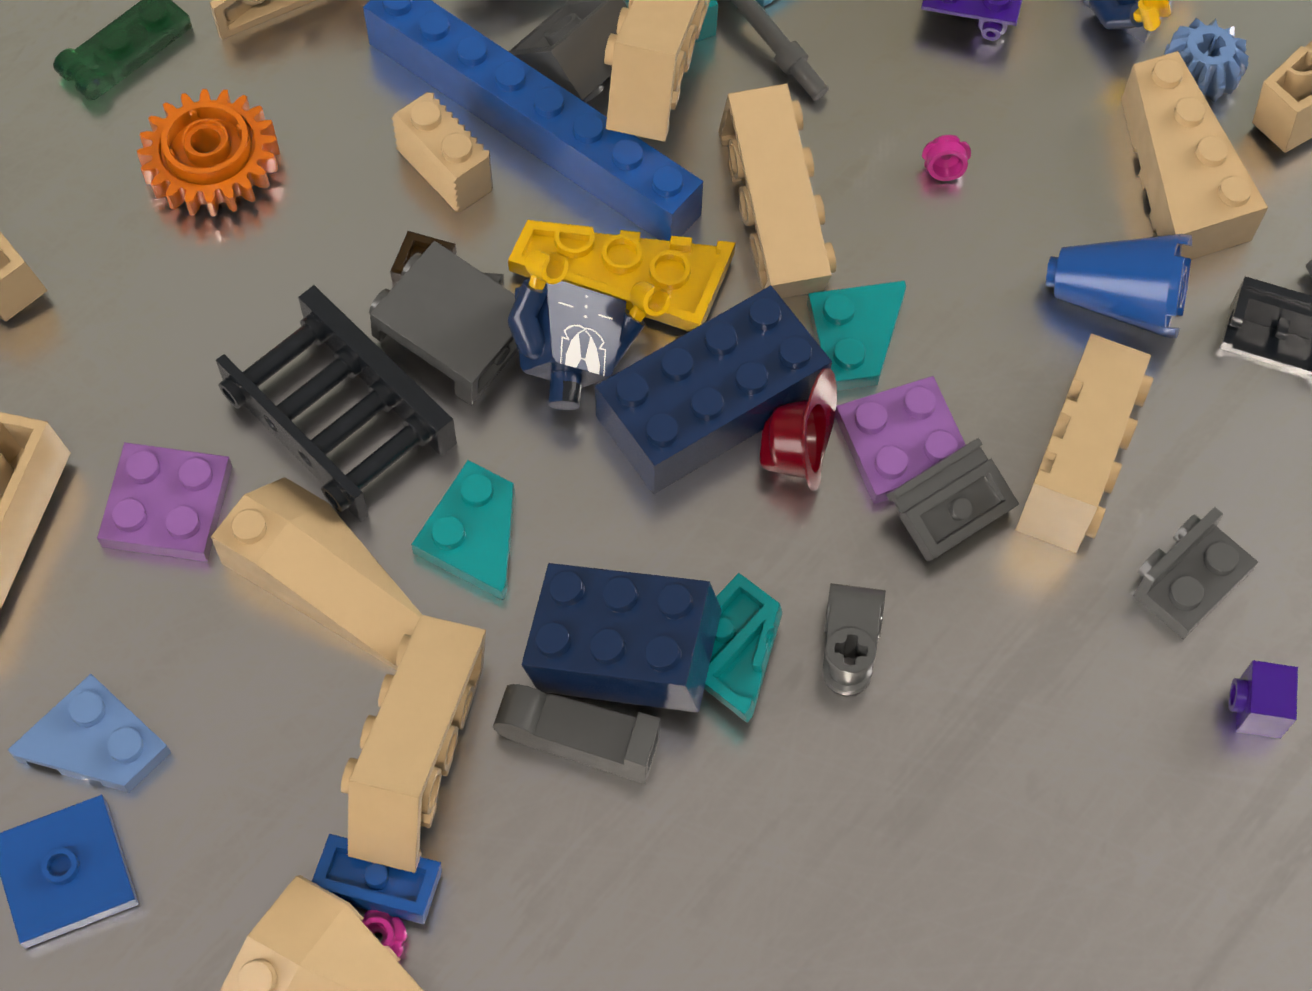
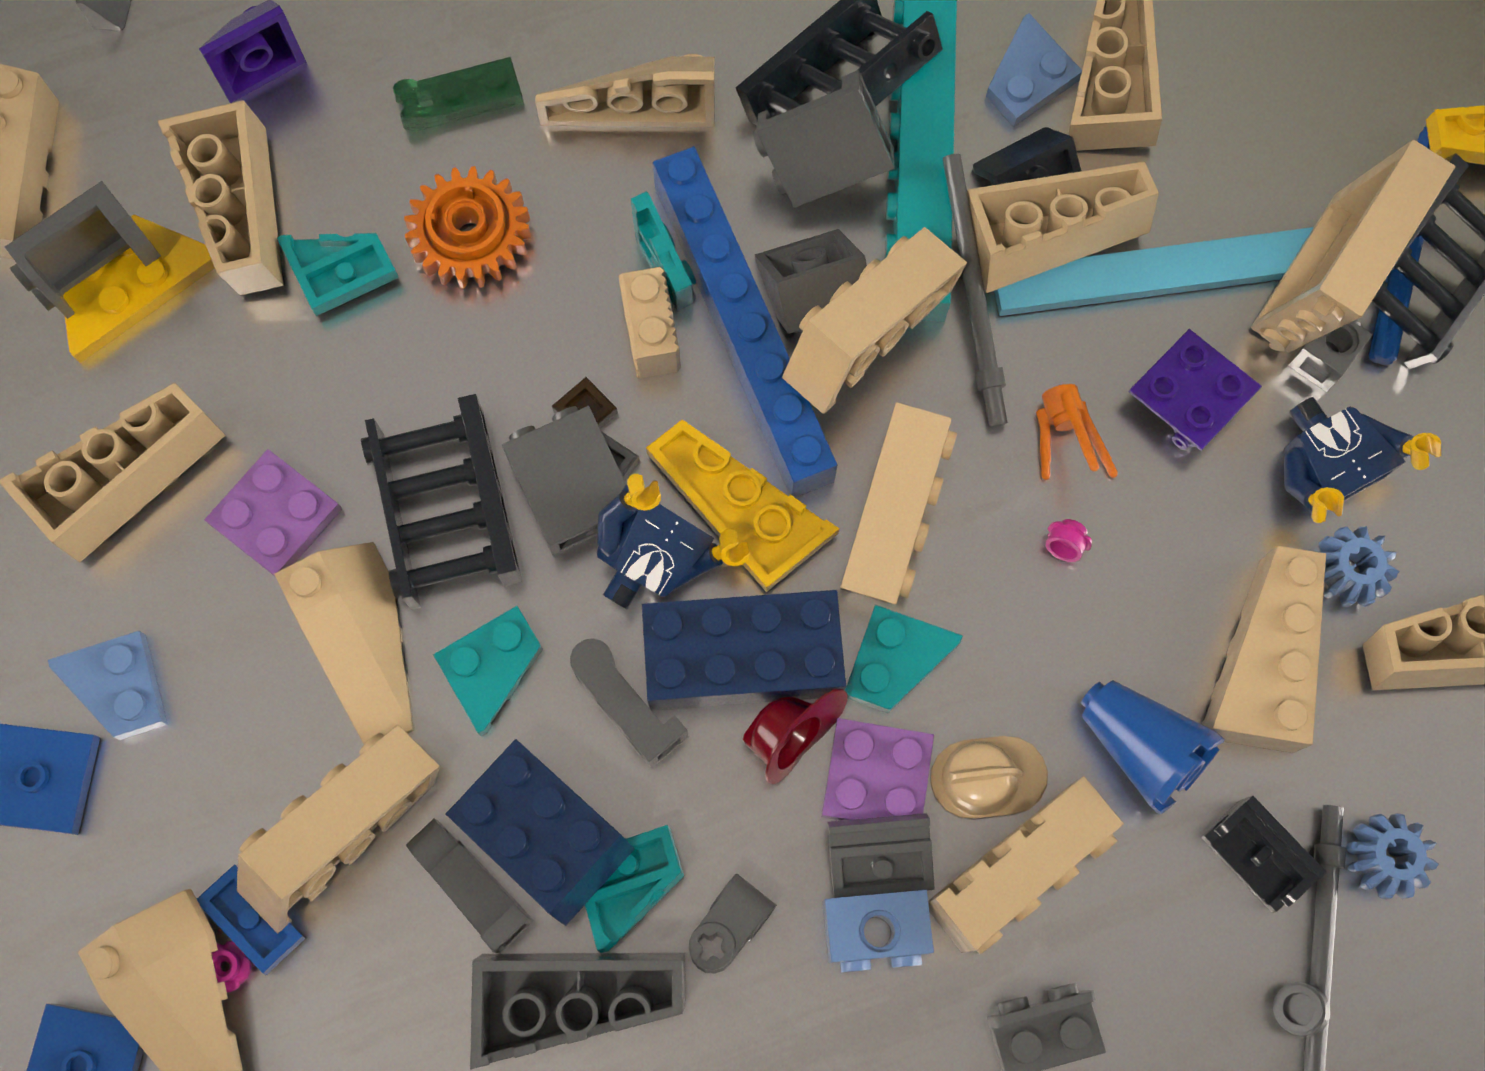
camera: 30 degrees right, 10 degrees up
(95, 247) = (337, 267): none -> teal wing
(406, 76) = (660, 250): none -> teal wing
(628, 493) = (597, 673): none -> dark grey leg
(732, 777) = (566, 997): none -> dark grey wedge
(876, 54) = (1069, 412): none -> orange plant
(1003, 392) = (989, 777): none -> tan piece
(1003, 537) = (903, 911): none -> medium blue brick

